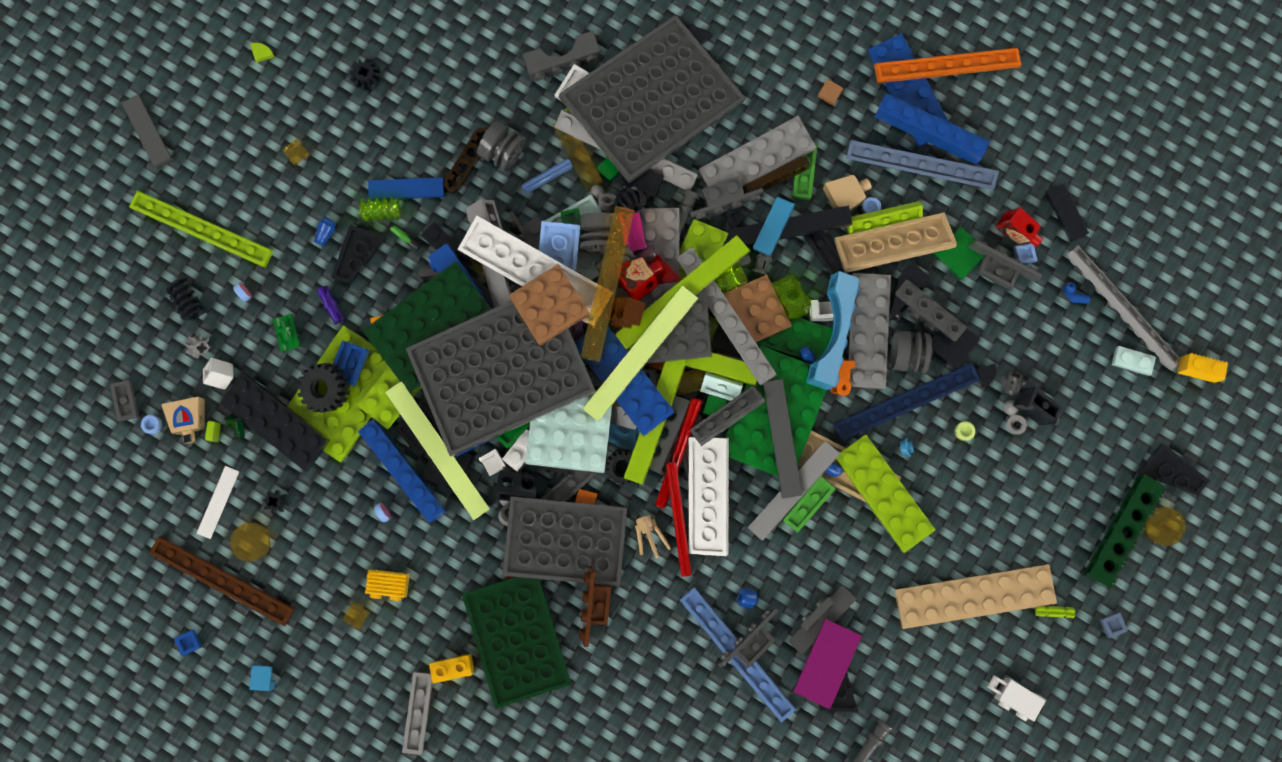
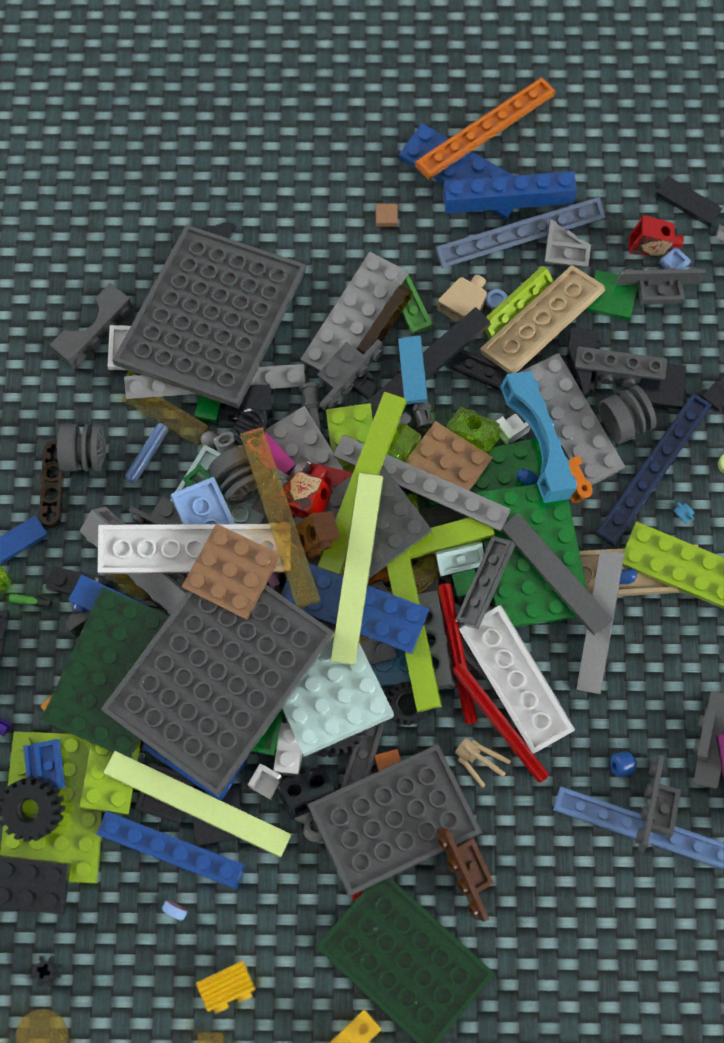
camera: 30 degrees left, 10 degrees down
(808, 504) = (624, 627): bright green plate -> none
(948, 196) = (566, 248): none -> light grey wing

